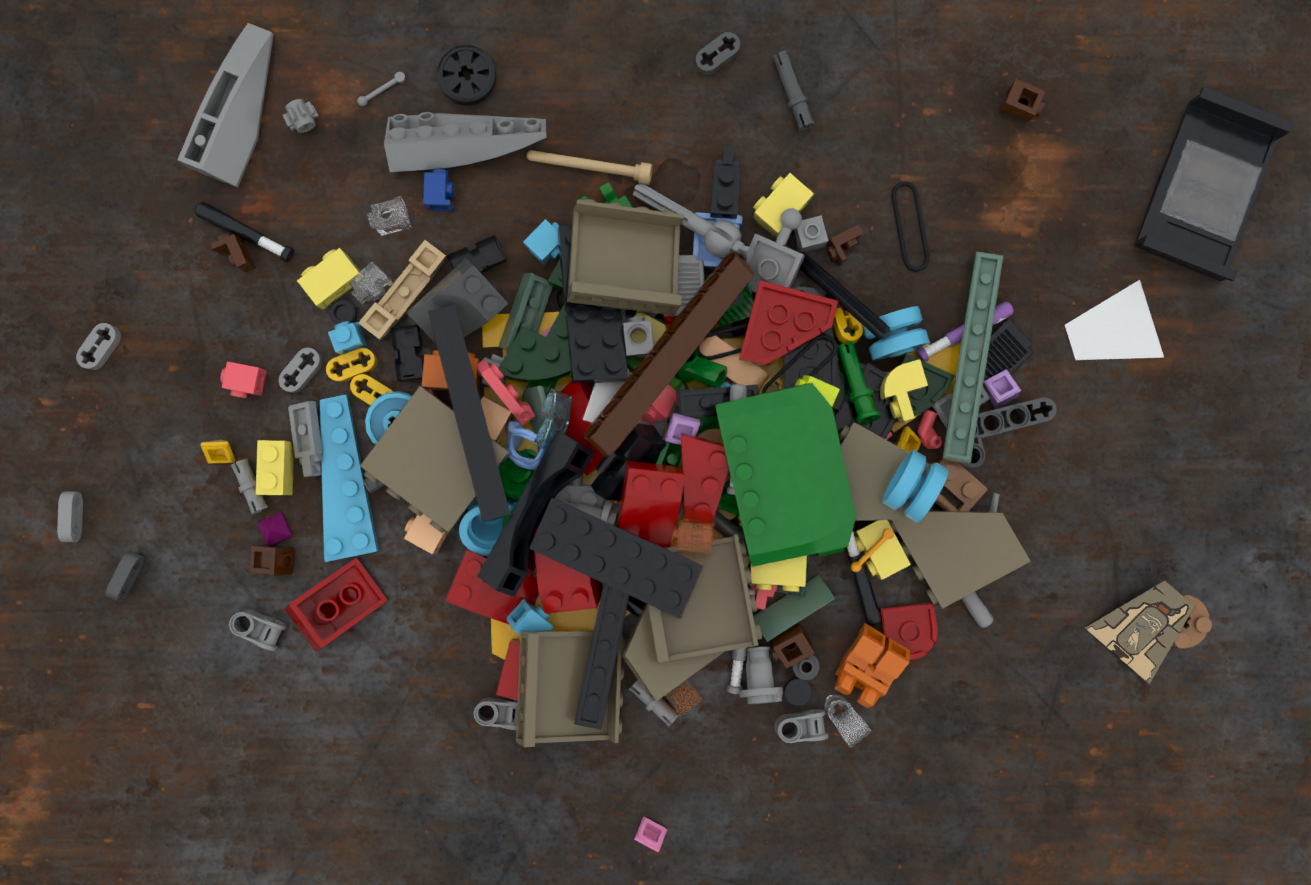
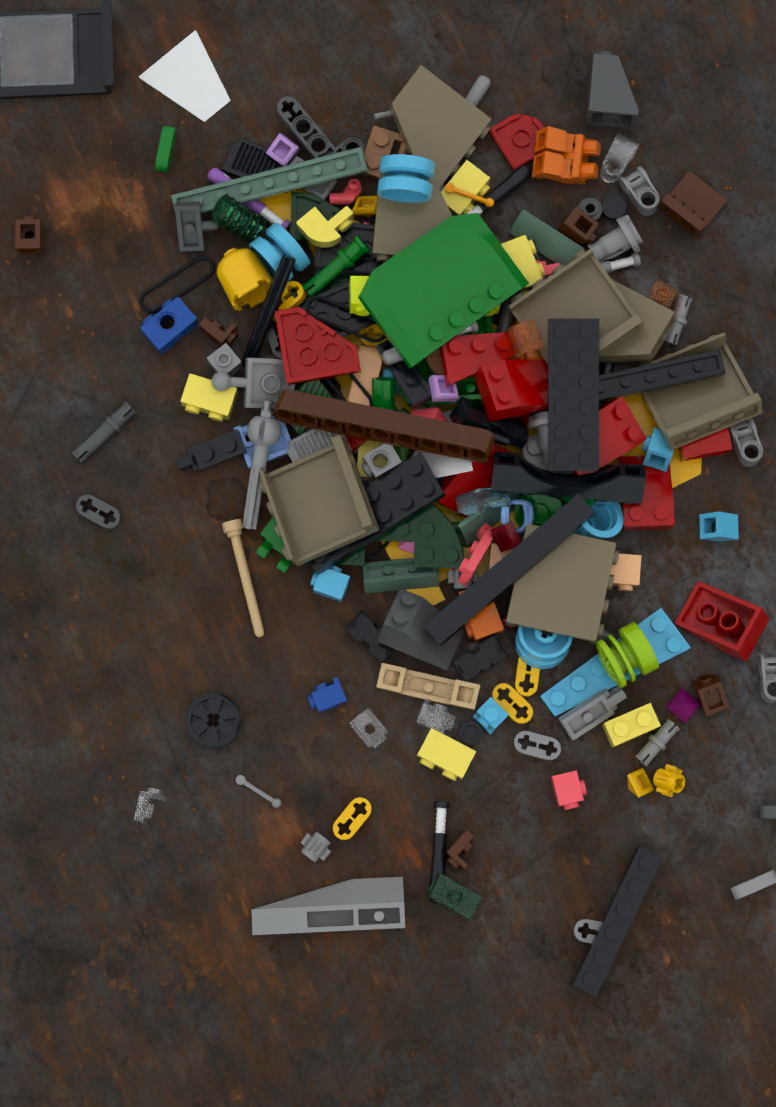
camera: 115 degrees left, 5 degrees down
(70, 336) = (617, 921): none -> black arch
(192, 224) = (454, 896): none -> clear green plate
(205, 480) = (669, 780): none -> yellow gear
(319, 162) = (347, 814): none -> yellow beam
(335, 491) = (629, 653): none -> lime wheel
(426, 644) = (719, 526): none -> medium azure brick
(455, 139) = (275, 700): light grey wedge -> none
(506, 426) = (506, 536): none -> dark red tile
(765, 773) = (692, 204): none -> reddish brown bracket
(871, 213) = (162, 338): none -> blue brick
(887, 287) = (244, 278): none -> yellow cylinder
(916, 742) = (609, 94): none -> dark grey slope
(950, 310) = (238, 218): none -> clear green piece
(962, 260) = (191, 227): none -> dark grey plate
(1053, 272) = (165, 149): none -> green beam

